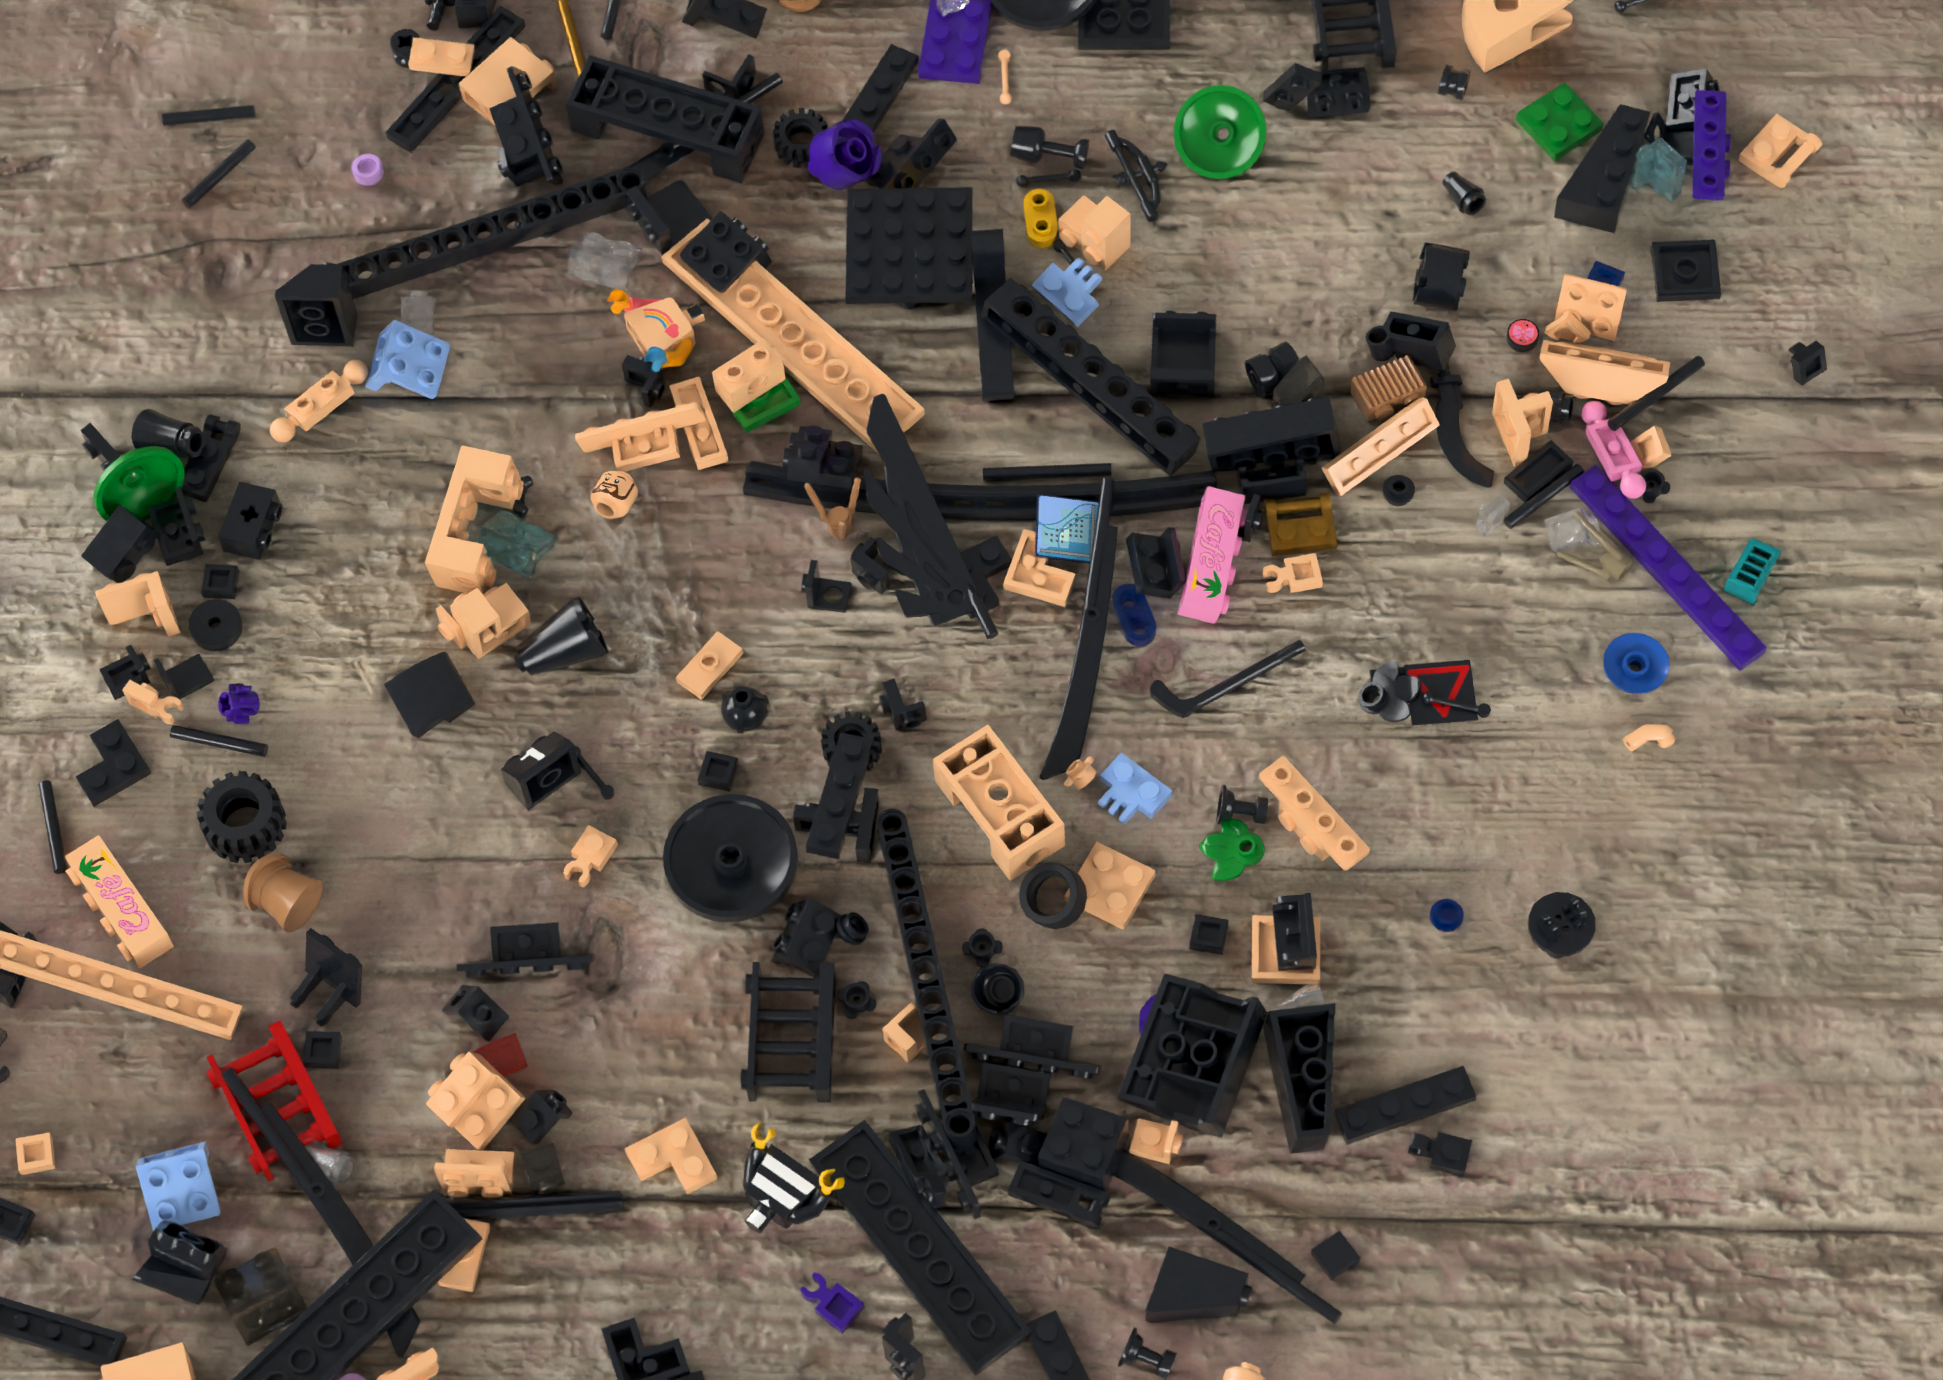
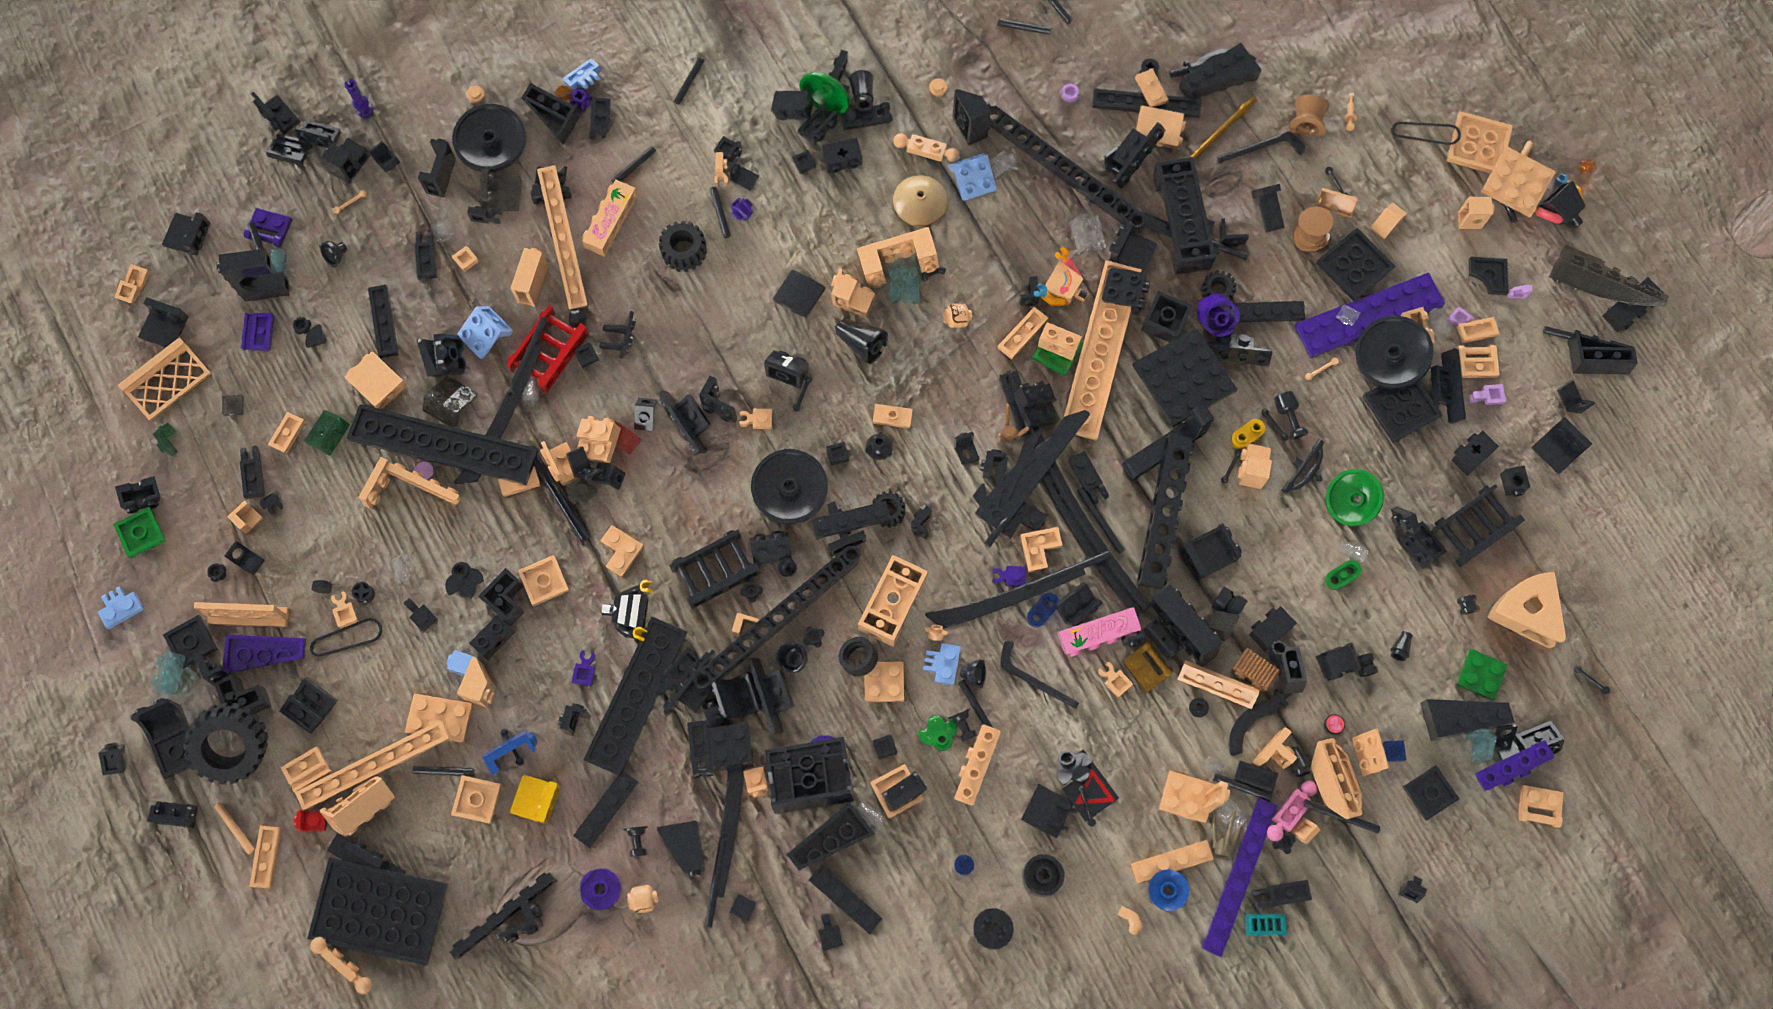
camera: 55 degrees right, 10 degrees up
(120, 767) = (682, 176): black plate -> none
(137, 598) = (770, 131): light nougat bracket -> none
(139, 1063) = (529, 277): none -> light nougat brick
(209, 613) = (775, 167): black piece -> none
(233, 336) = (938, 87): none -> light nougat plate
(250, 1033) = (576, 317): none -> black plate
(281, 891) = (652, 287): medium nougat hat -> none
(397, 469) = (920, 210): none -> tan dish
(501, 1143) = (580, 465): none -> black bracket
(529, 900) = (709, 399): none -> black bracket
(644, 438) = (995, 312): light nougat bracket -> none
(651, 1292) = (543, 580): none -> light nougat plate
(803, 223) = (1166, 317): none -> black brick
(972, 453) = (1087, 476): none -> black hinge
(1056, 629) = (1014, 576): none -> dark purple plate
(1065, 528) = (1070, 547): piece -> none
(1069, 290) = (1213, 472): light blue hinge -> none
(1172, 754) = (974, 673): none -> black piece
(1216, 779) = (974, 703): none -> black bar
(1295, 177) = (1354, 552): none -> clear cone
(1319, 212) = (1342, 576): none -> green plate
(1341, 335) = (1272, 628): none -> black brick
(1434, 761) = (1048, 811): none -> black plate
(1473, 244) = (1367, 666): none -> black wheel
(1524, 813) = (1052, 869): none -> black brick
(1526, 560) = (1192, 796): none -> light nougat bracket
(1567, 328) = (1352, 746): light nougat tile -> none
(1597, 634) = (1173, 860): none -> light nougat plate
(1723, 522) = (1284, 894): none -> black hinge

